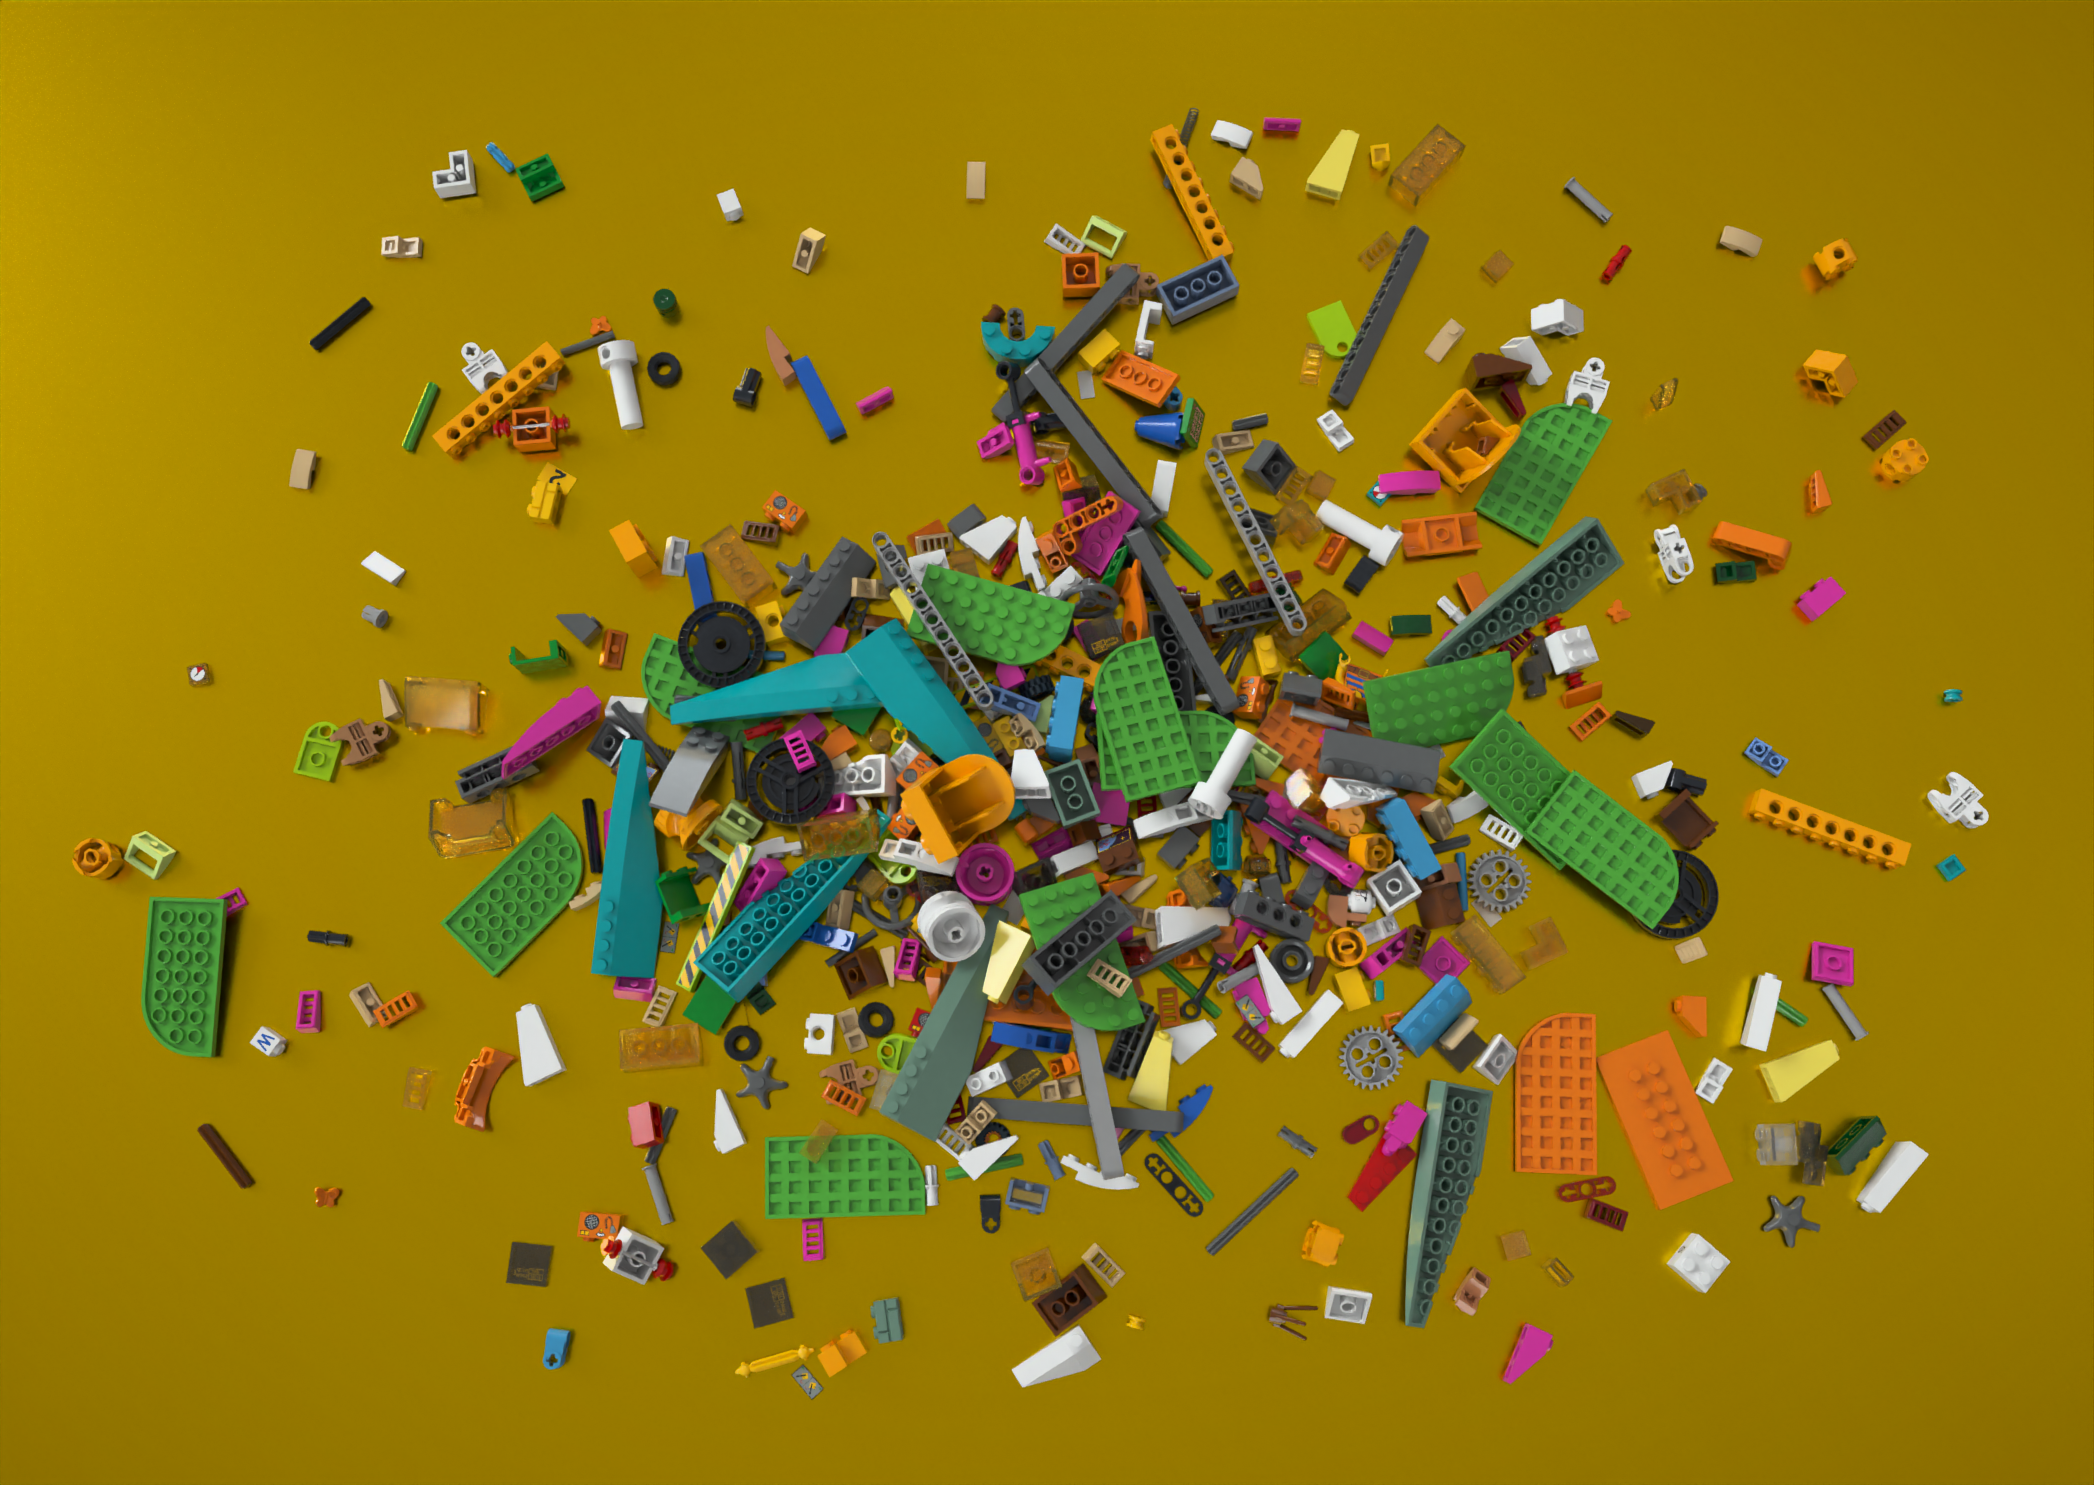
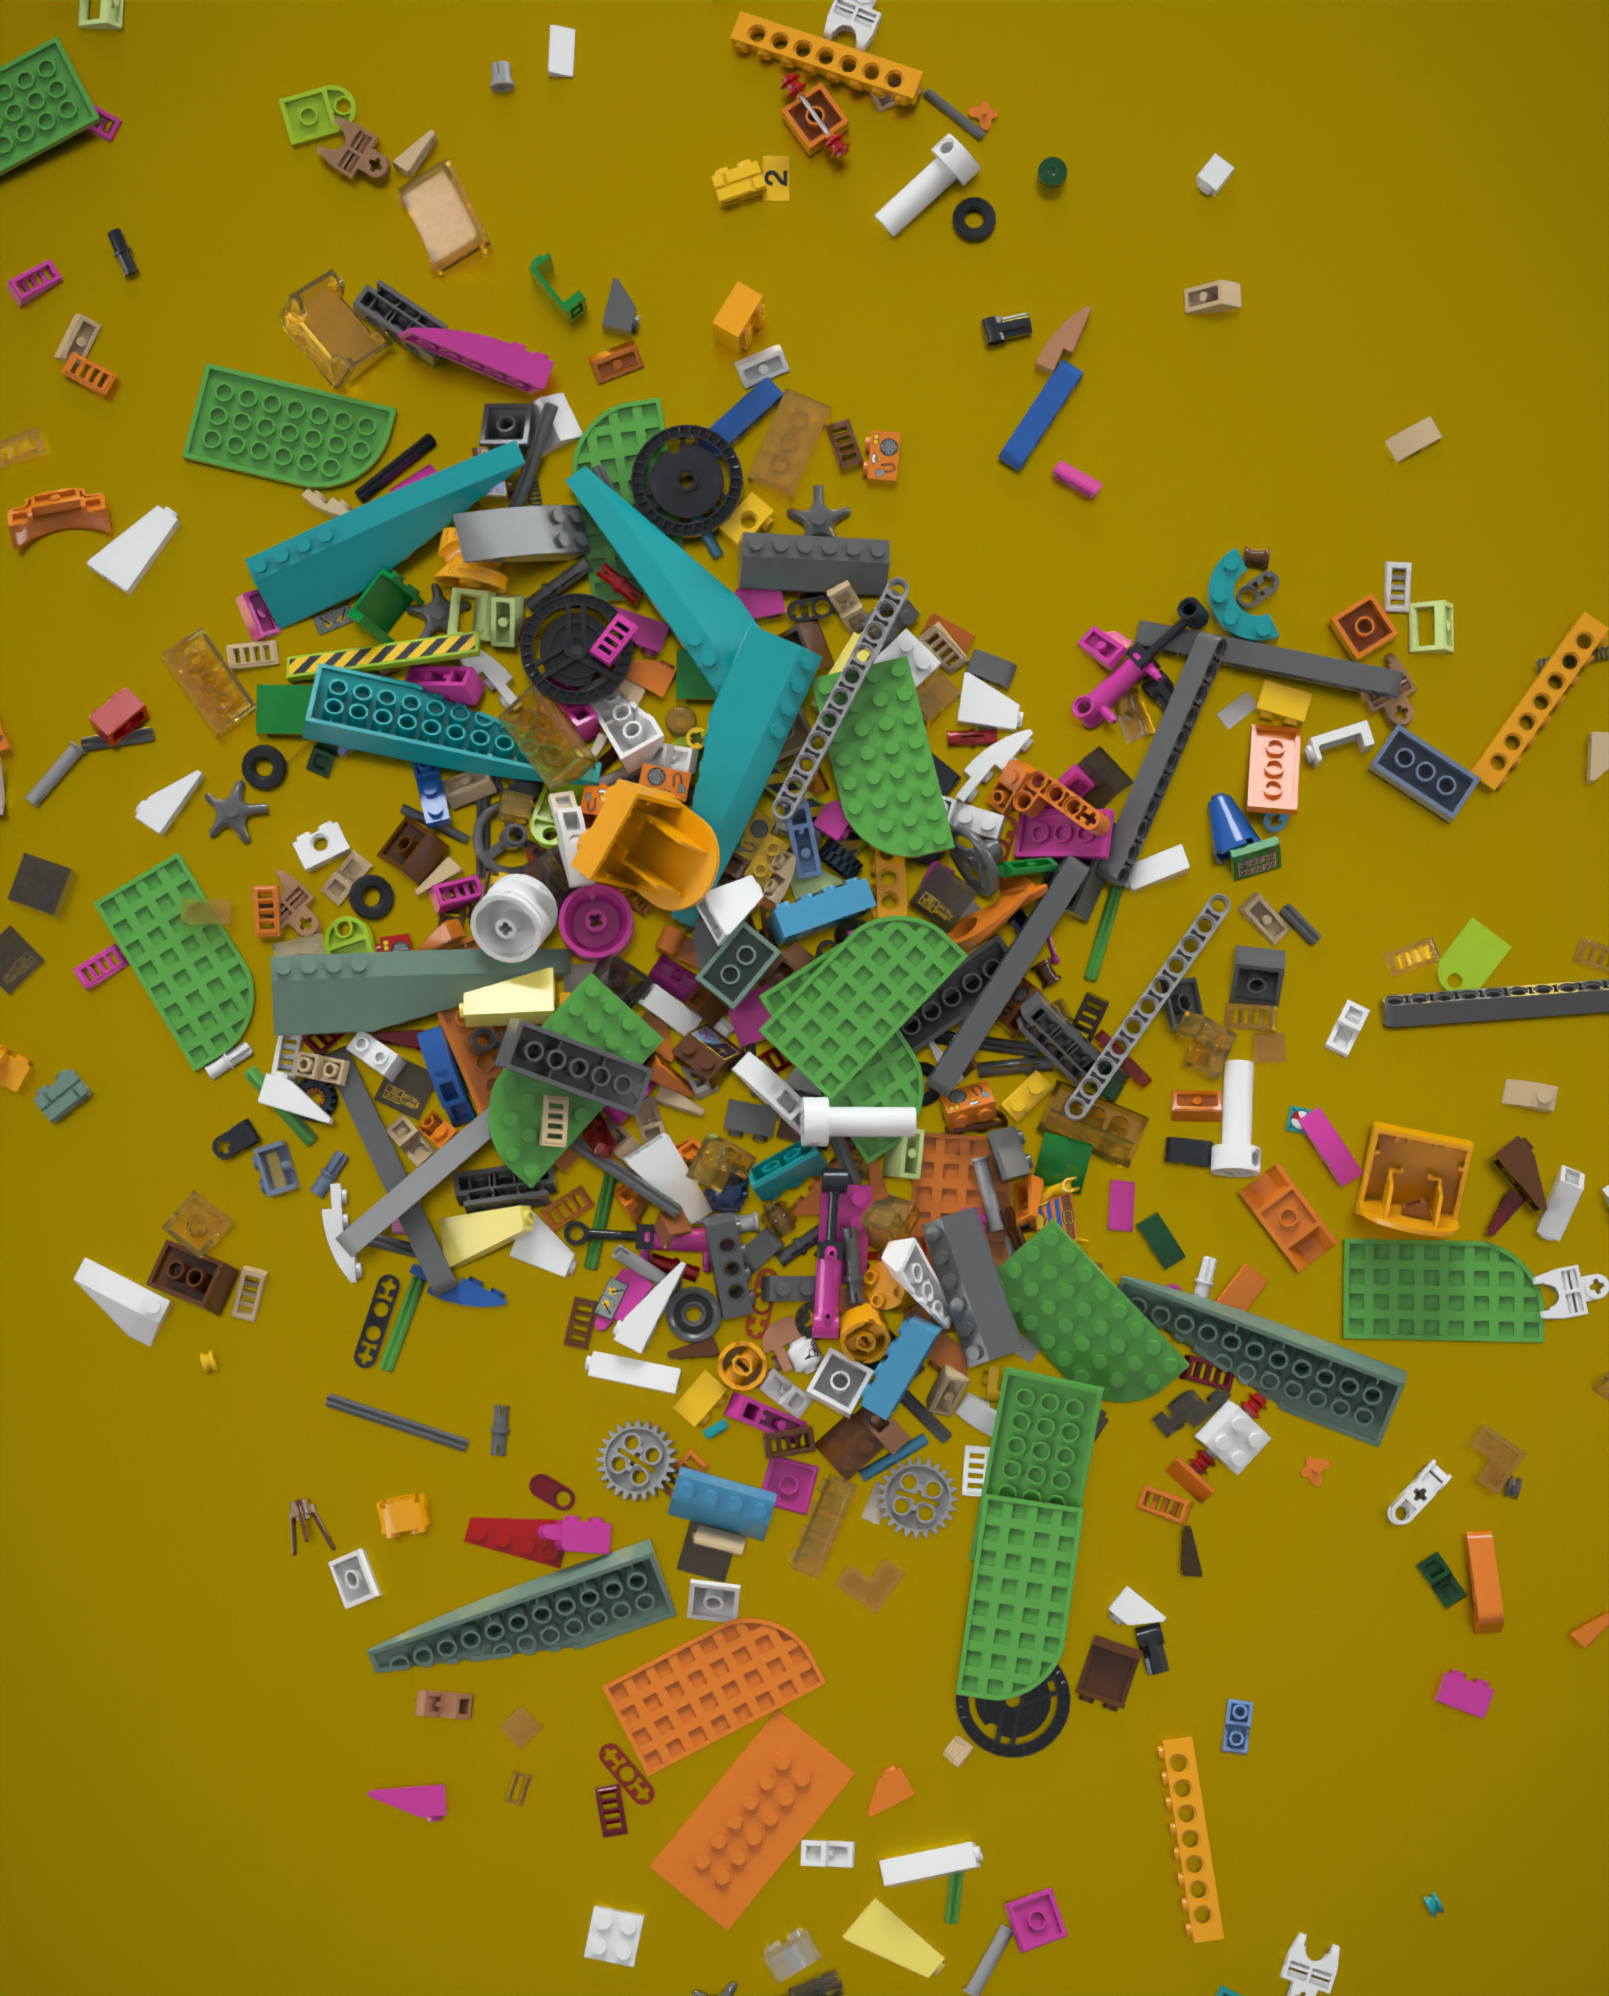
camera: 60 degrees right, 5 degrees up
(1067, 475) = (1110, 752): orange slope -> none

